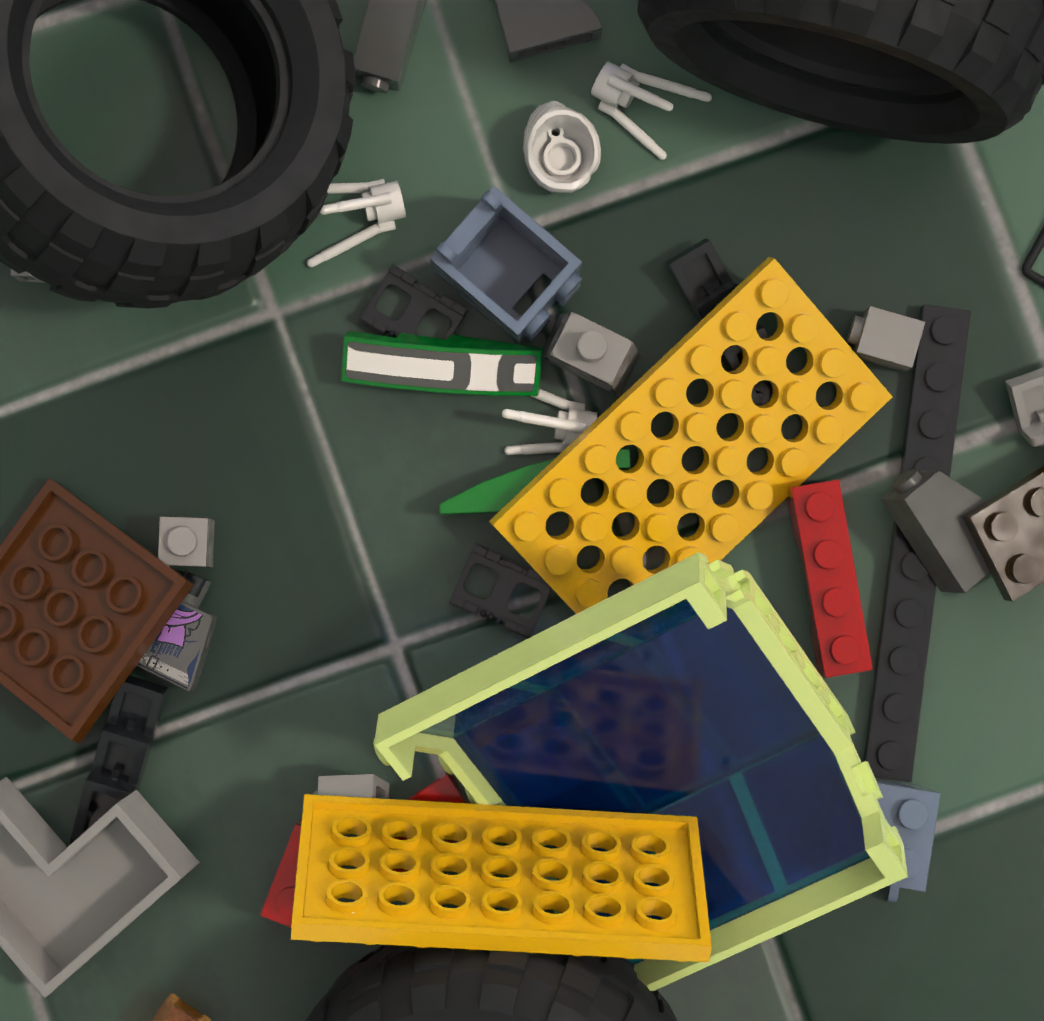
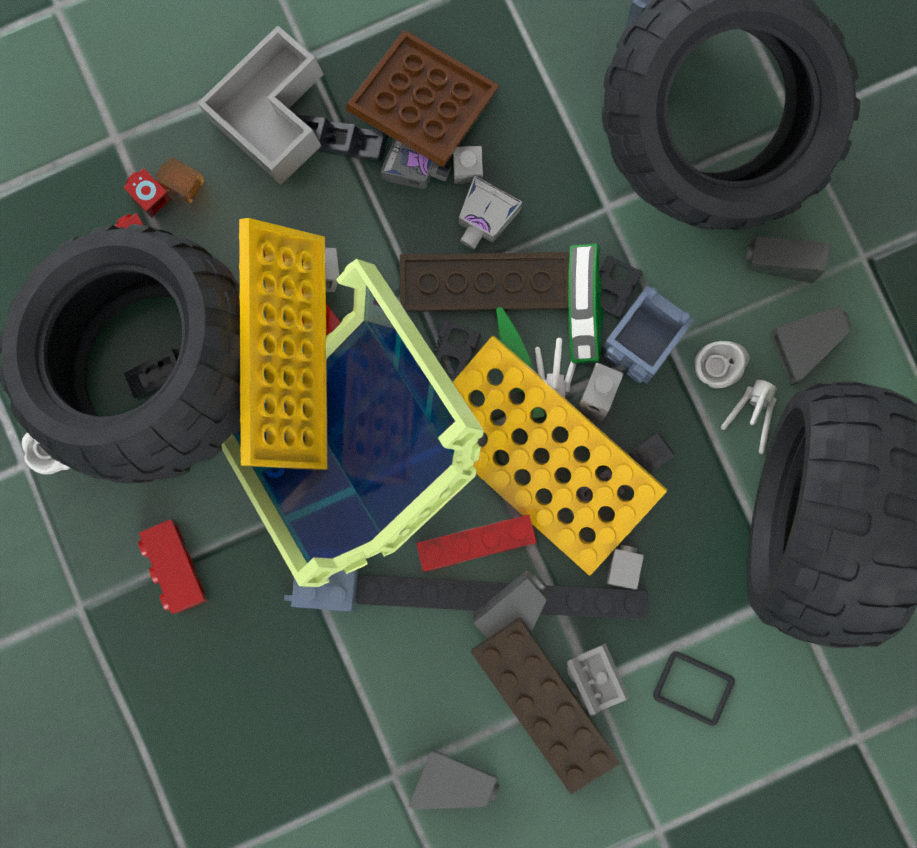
camera: 90 degrees right, 5 degrees down
(271, 518) = (486, 212): none -> light grey torso
(381, 203) = (678, 261): white plant -> none
(389, 530) = (484, 281): none -> dark brown plate

